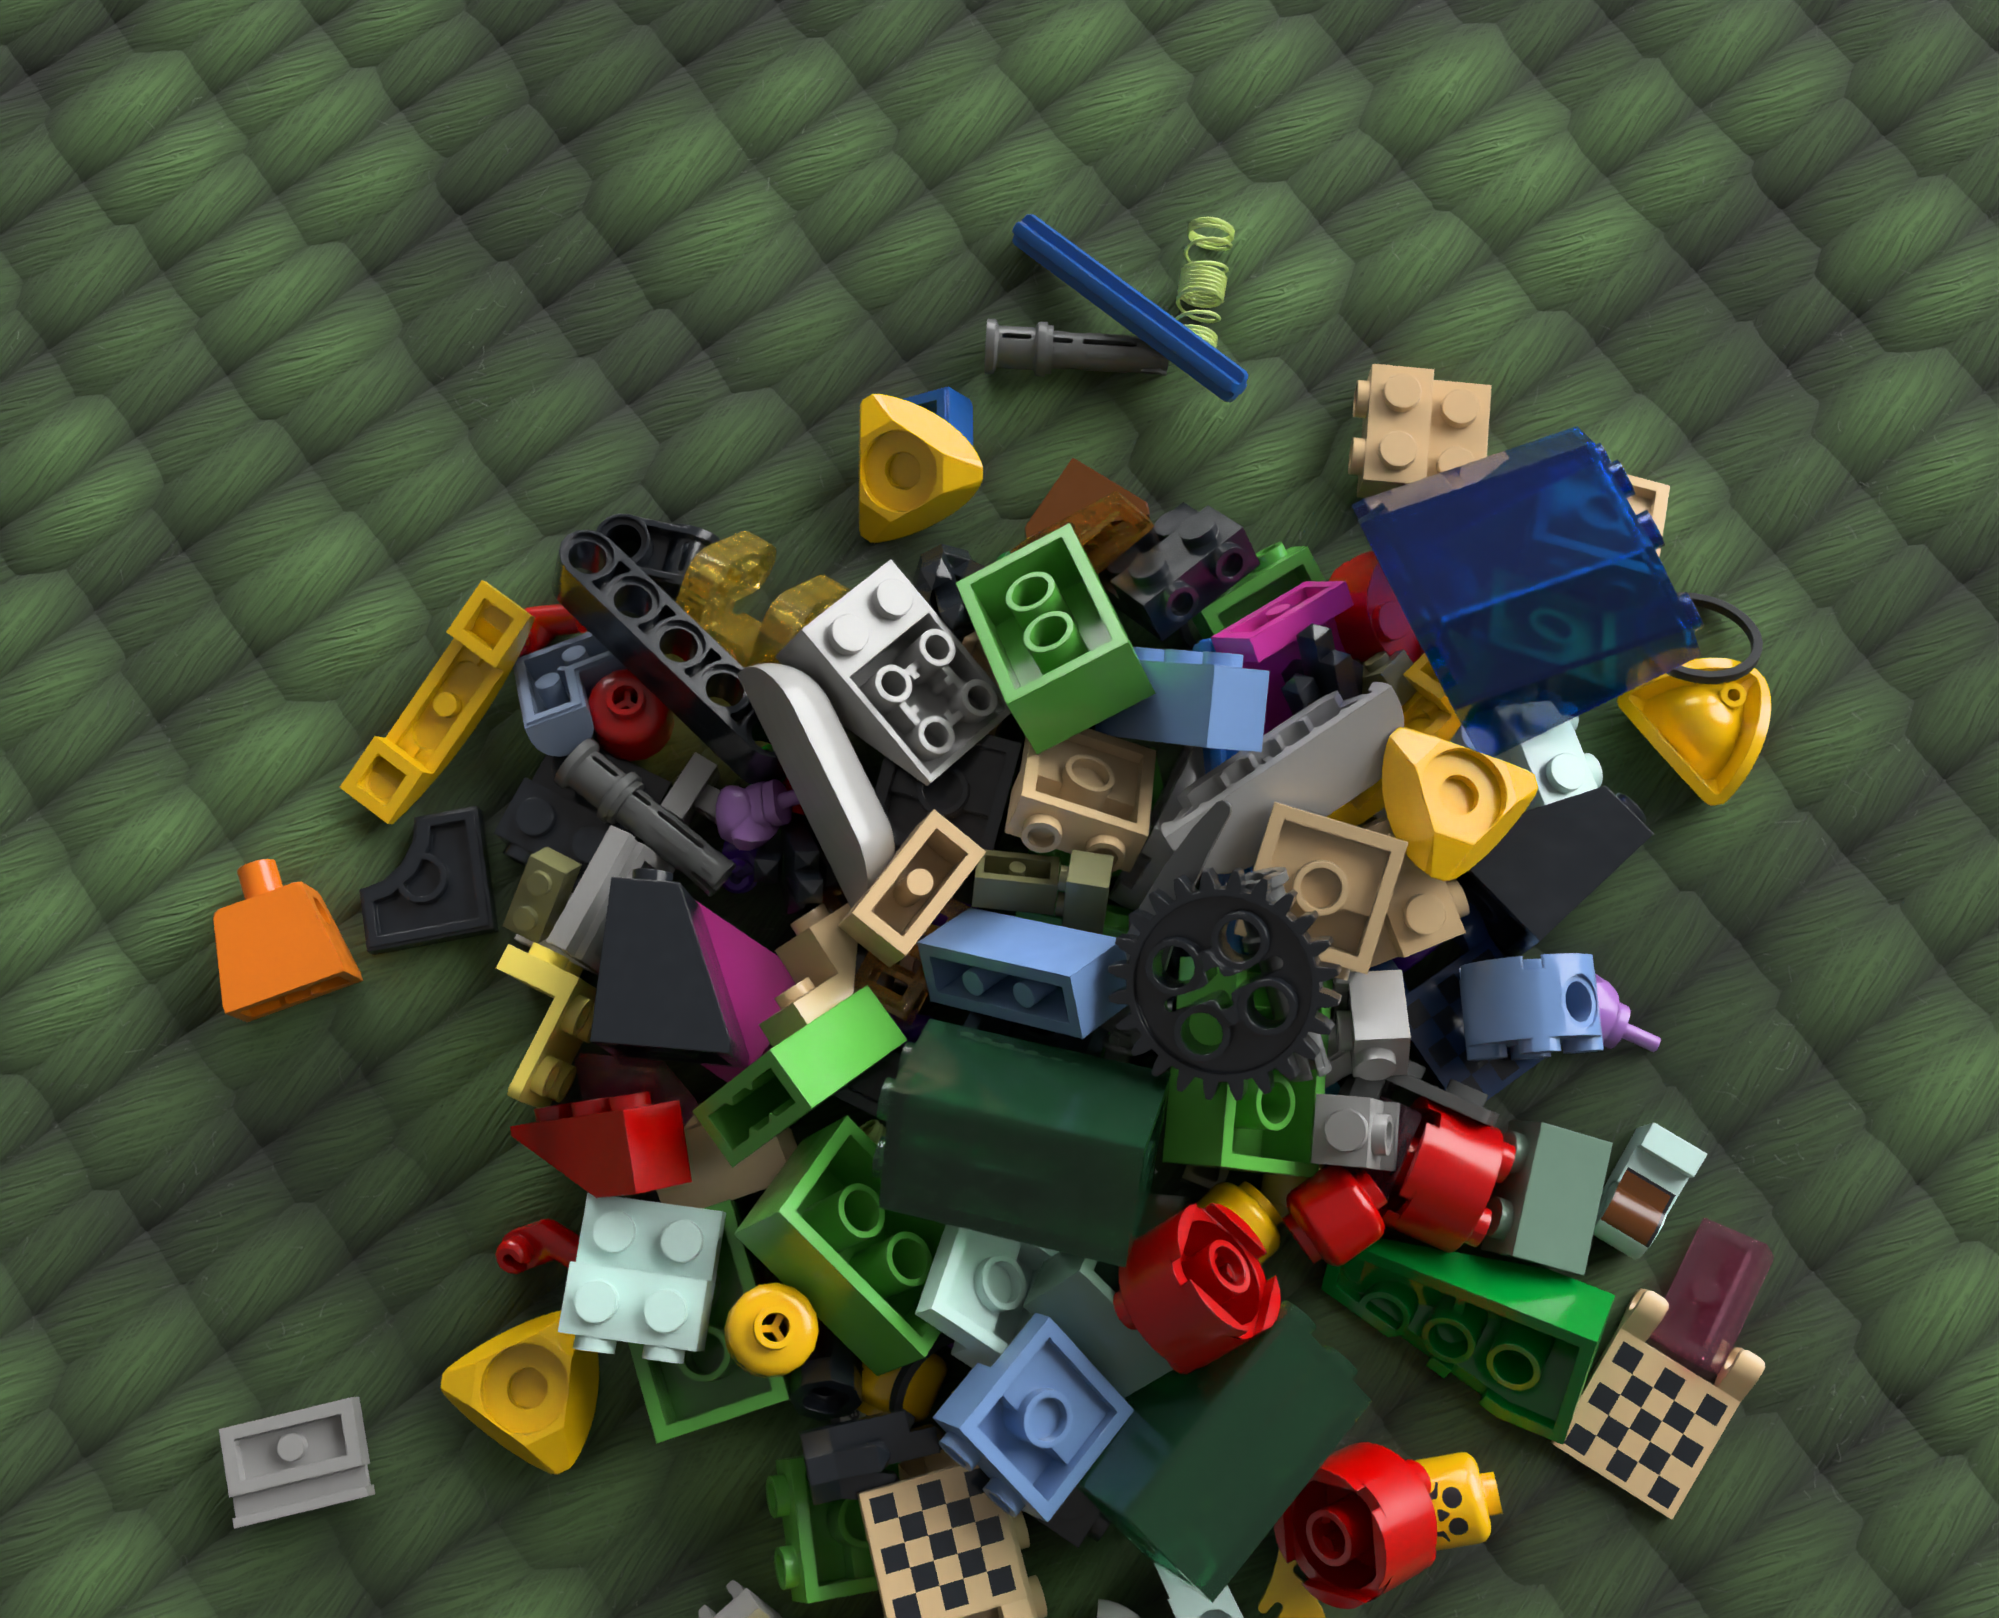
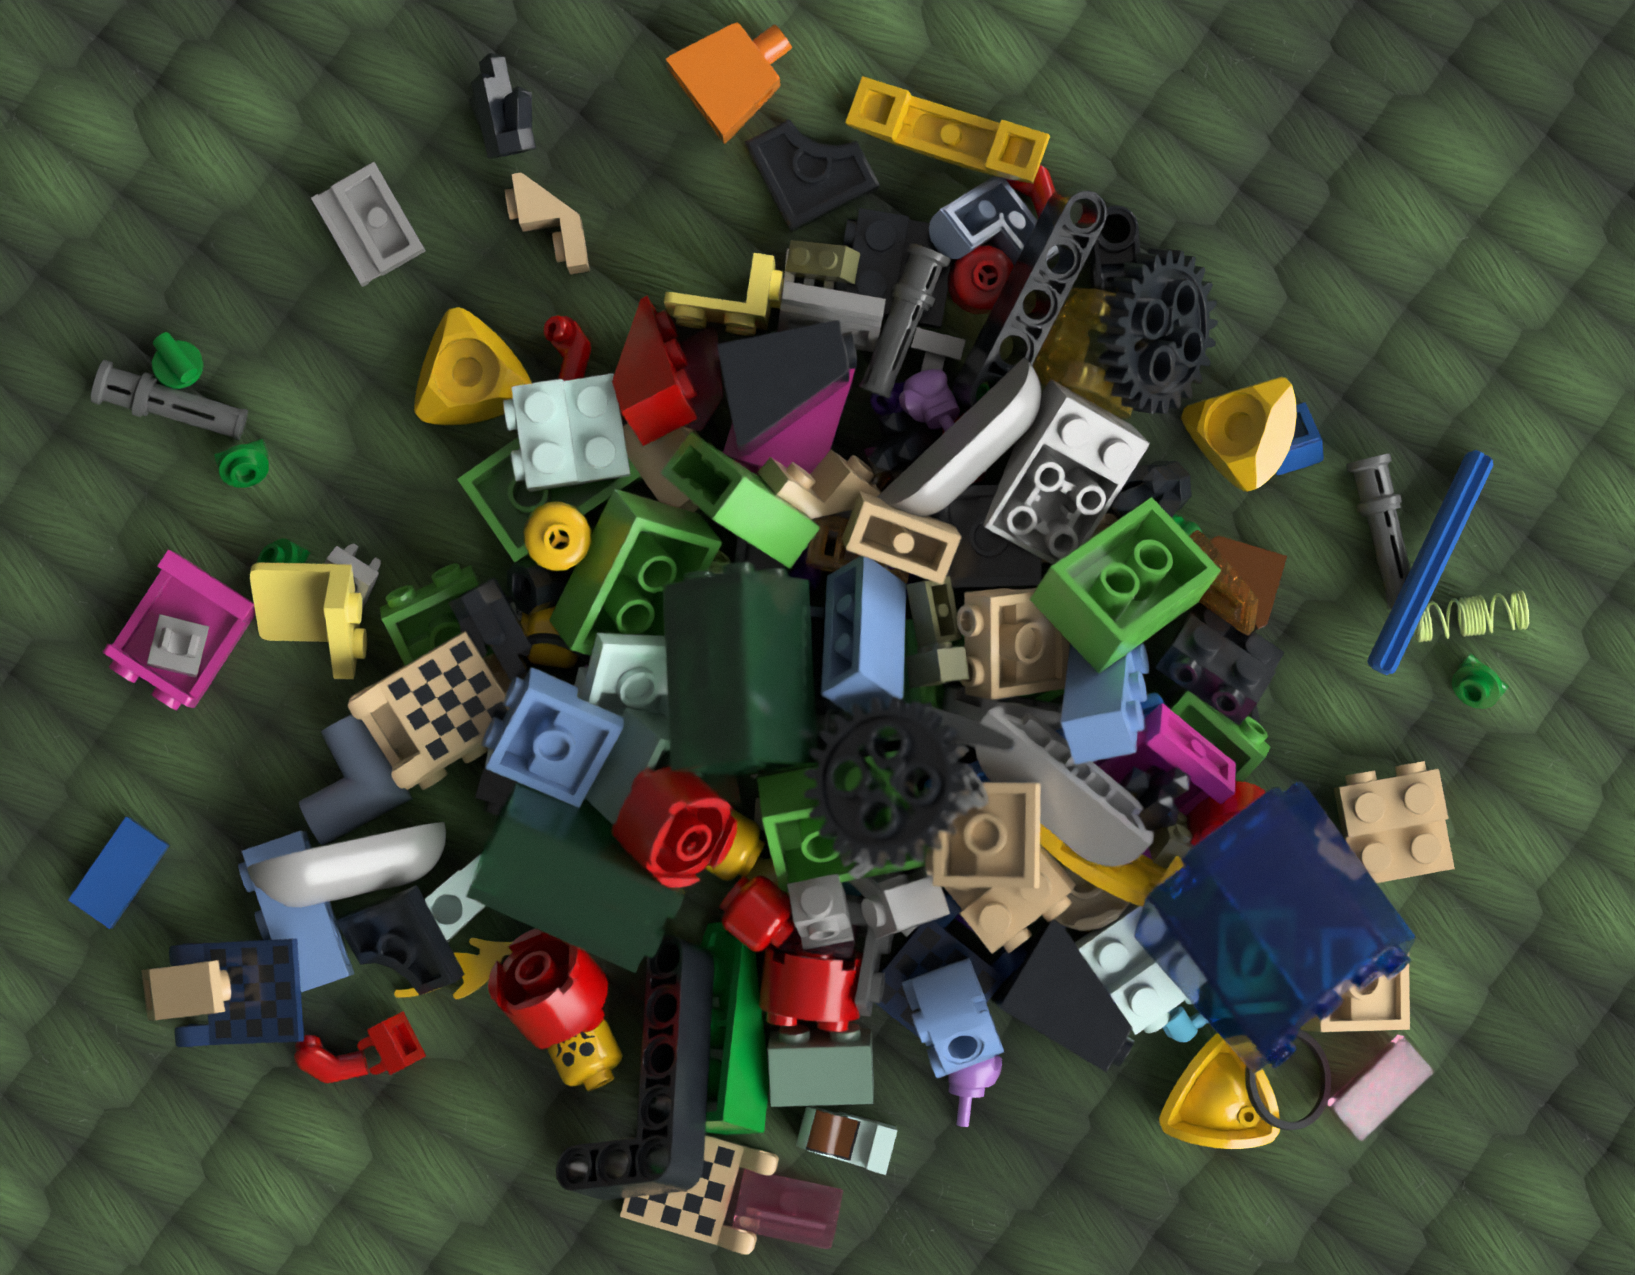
camera: 65 degrees right, 10 degrees up
(217, 1243) = (502, 111): none -> black rock
(360, 1226) = (541, 210): none -> tan slope
(758, 522) = (1157, 330): none -> black gear
(1281, 302) = (1477, 684): none -> green plate
(1450, 801) = (1082, 913): yellow hat -> none
(1531, 1410) = (672, 1088): none -> black beam
(1600, 741) = (1181, 1026): none -> medium azure hand
(1726, 541) = (1380, 1087): none -> clear pink slope

